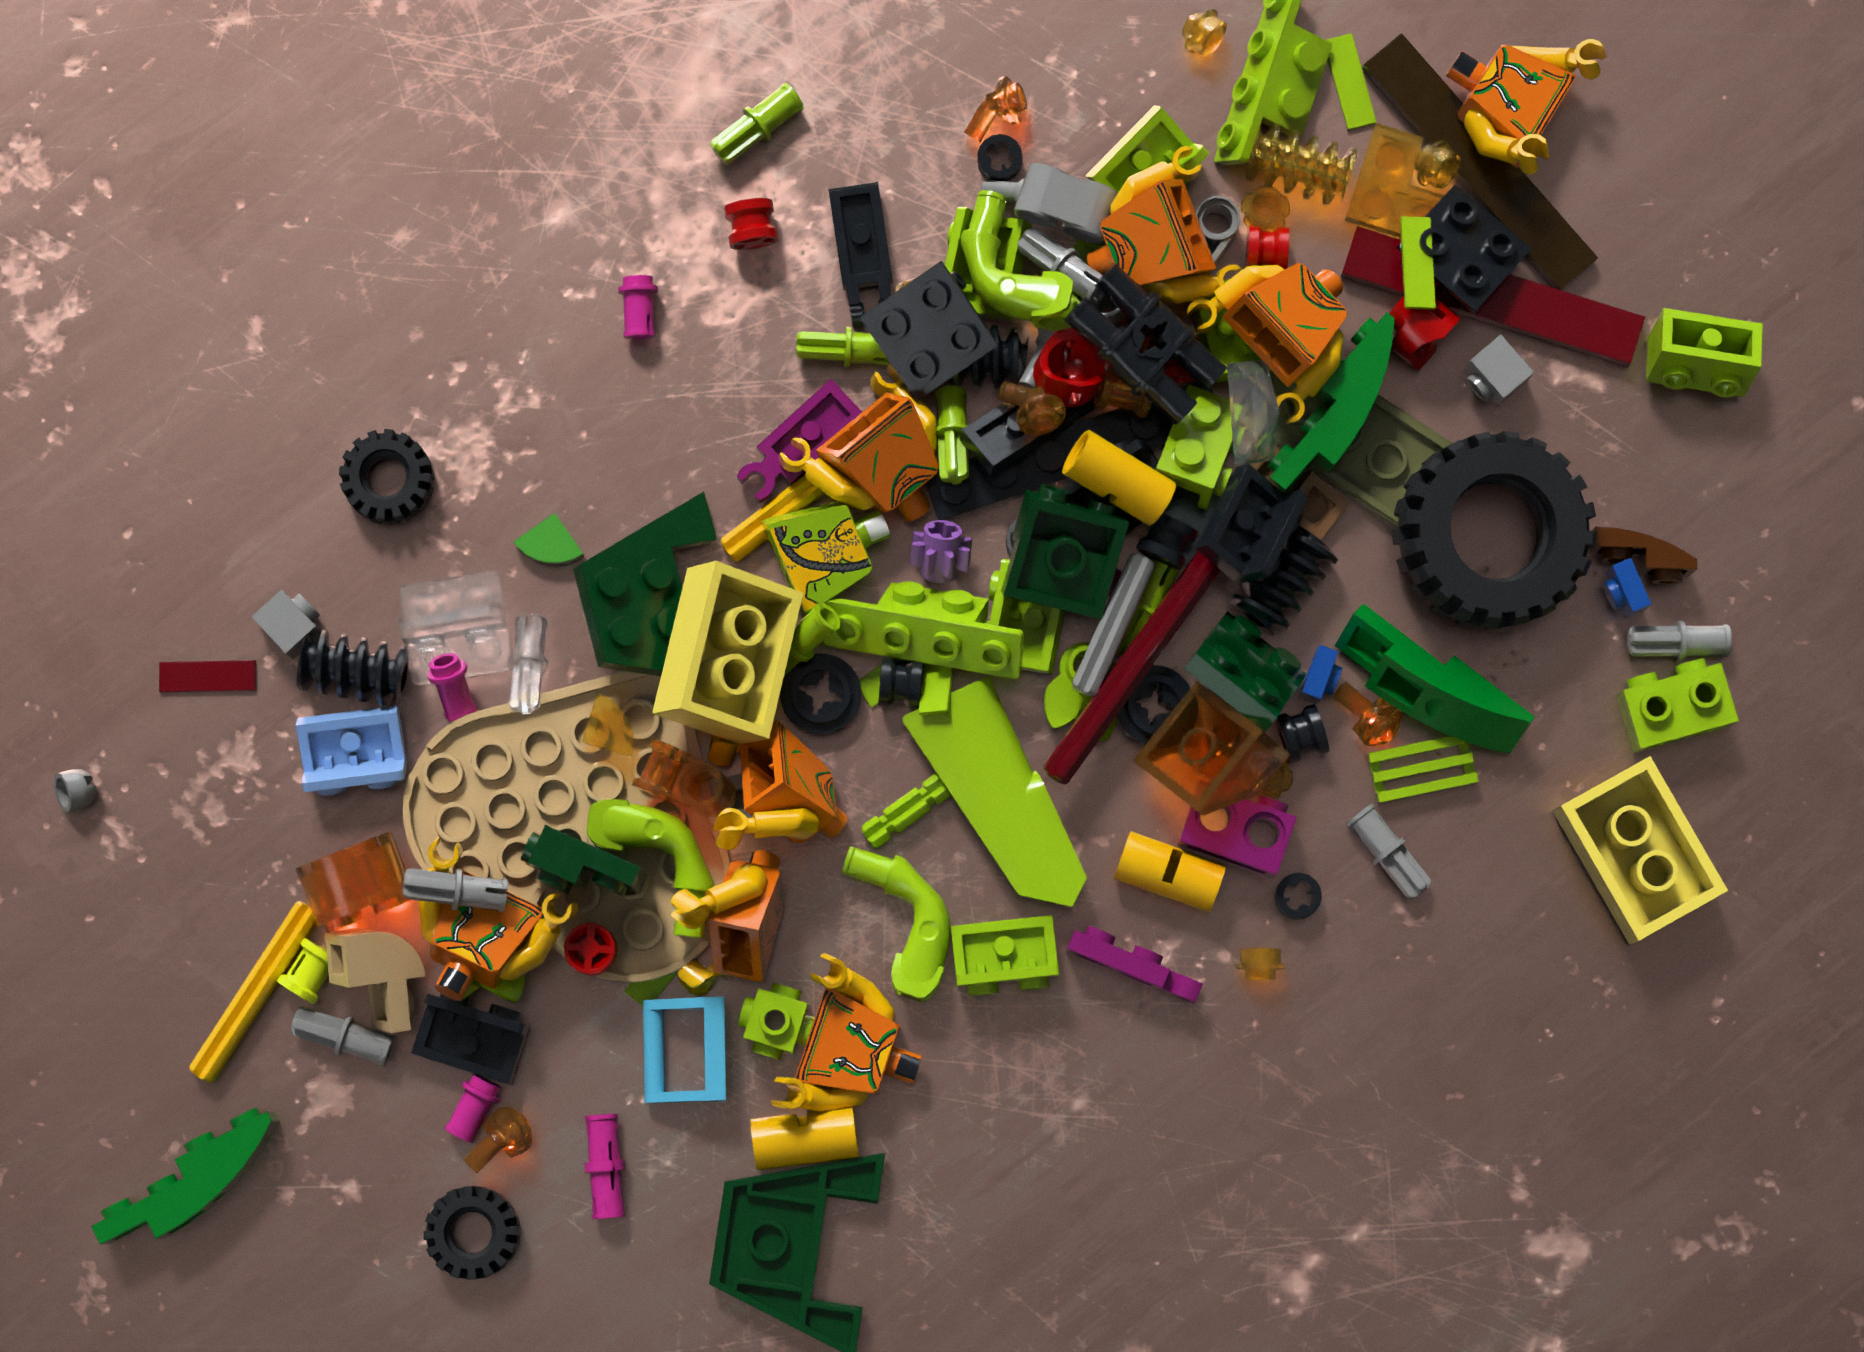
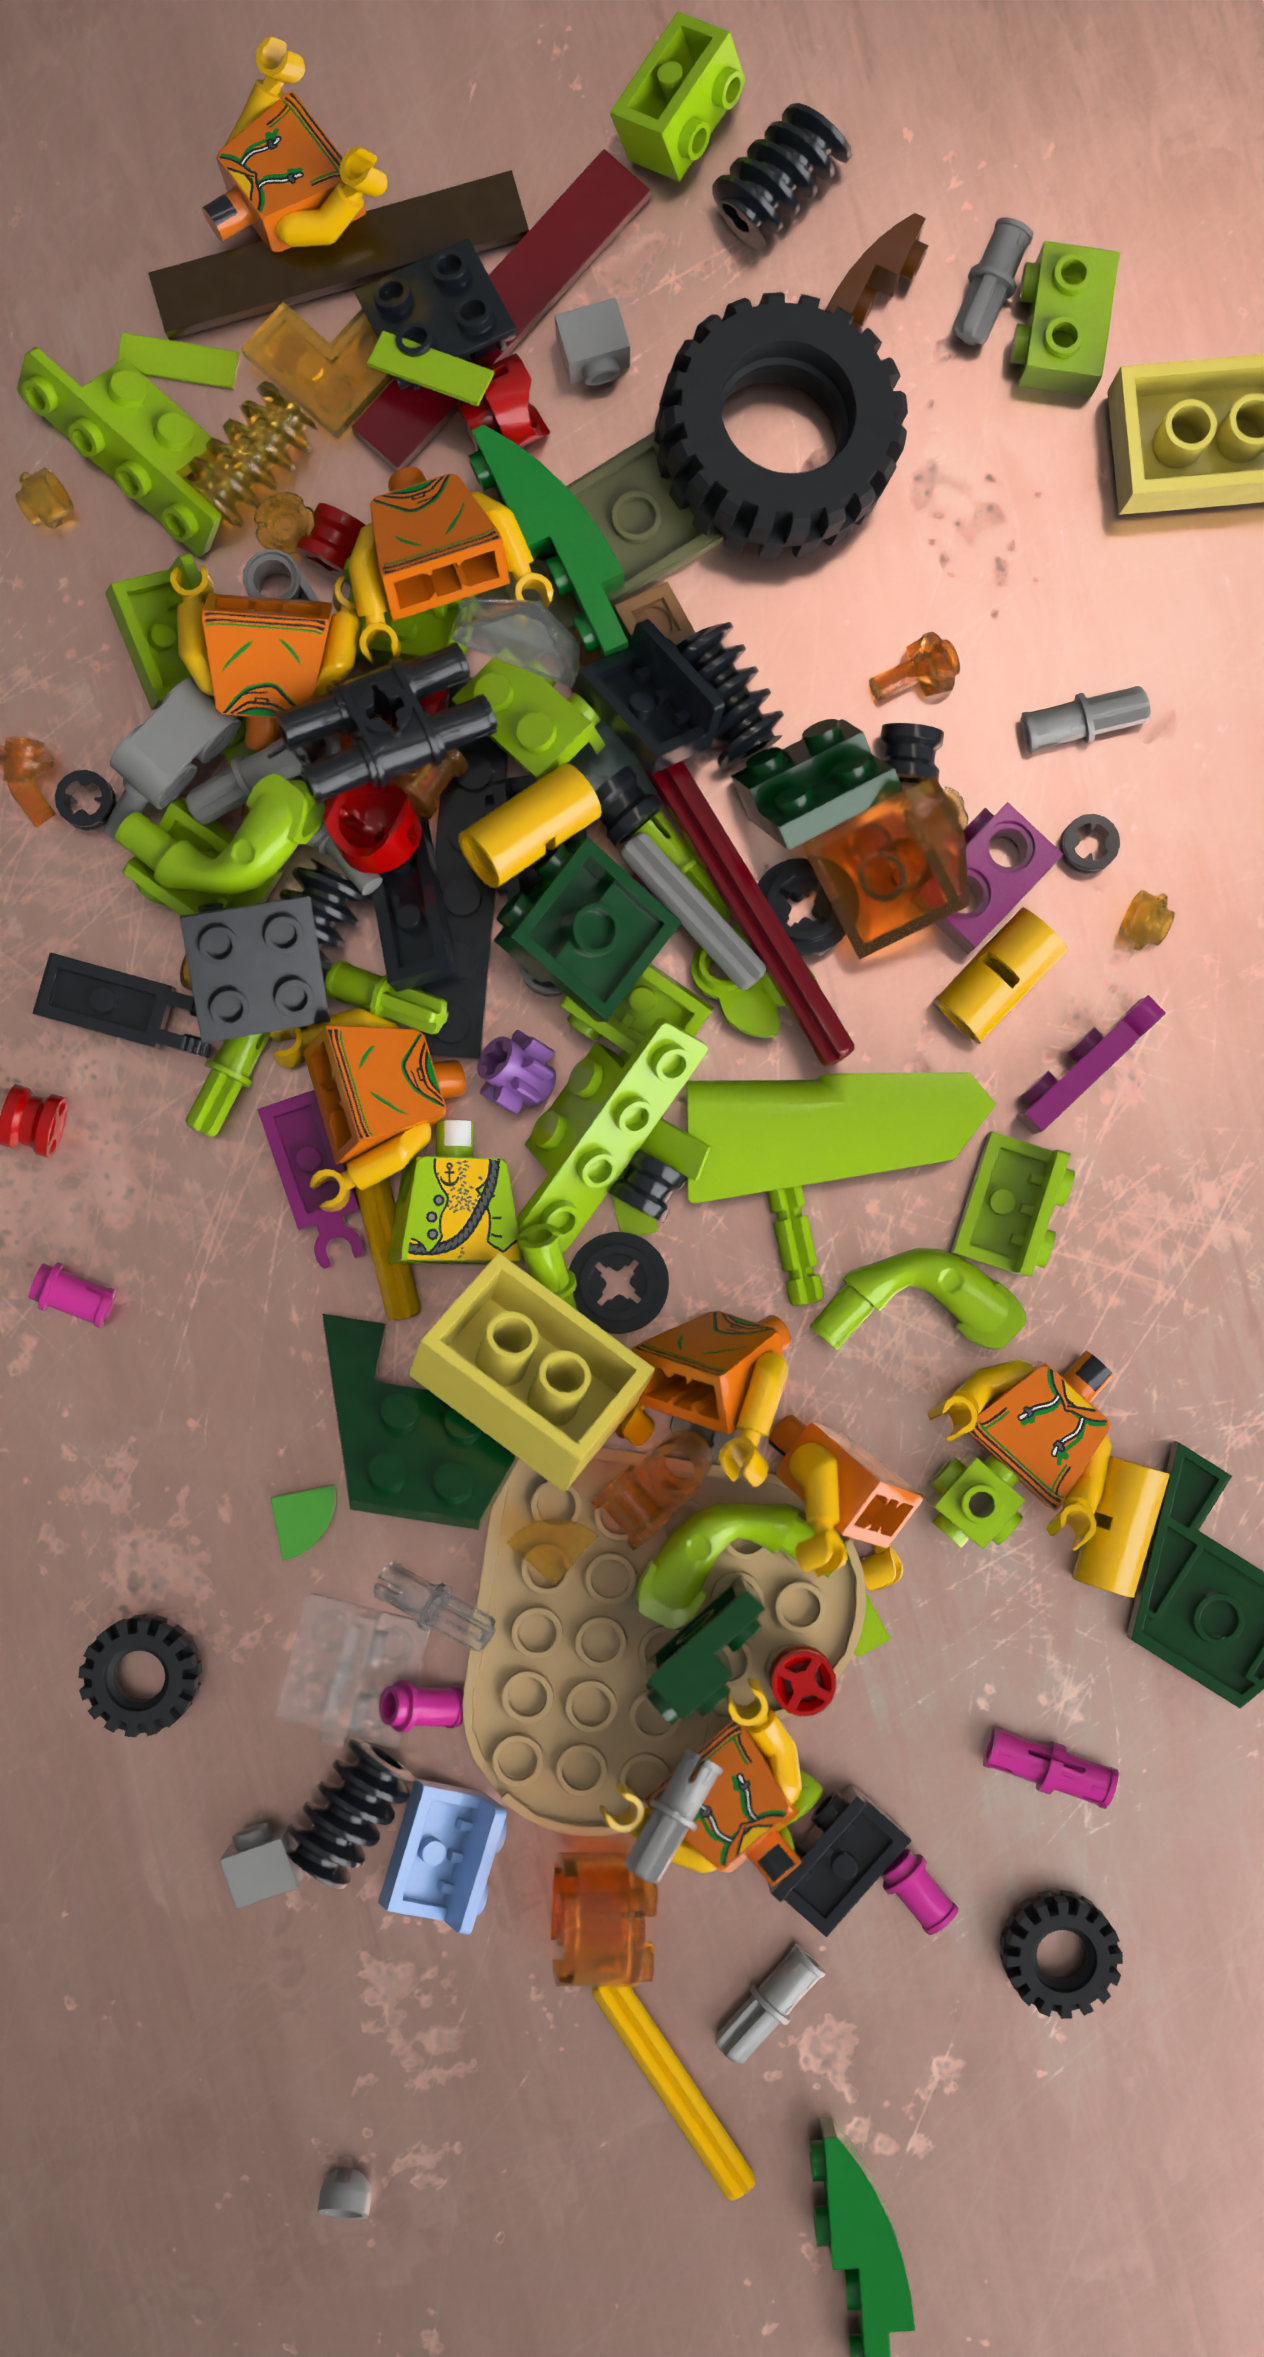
camera: 75 degrees left, 5 degrees up
(207, 676) = (280, 1981): dark red window -> none
(307, 972) = (678, 2012): neon yellow bush -> none
(382, 963) = (705, 1933): tan brick -> none
(507, 1132) = (964, 1865): clear orange plate -> none
(713, 1045) = (1019, 1603): medium azure tile -> none
(1038, 411) = (409, 882): clear orange plate -> none
(1321, 675) = (852, 701): blue plate -> none
(1437, 165) = (322, 300): clear yellow plate -> none
(1439, 695) = (937, 578): green slope -> none
(1464, 758) = (1017, 587): lime tile -> none
(1625, 589) = (907, 312): blue plate -> none
(1684, 449) = (776, 169): none -> black piece

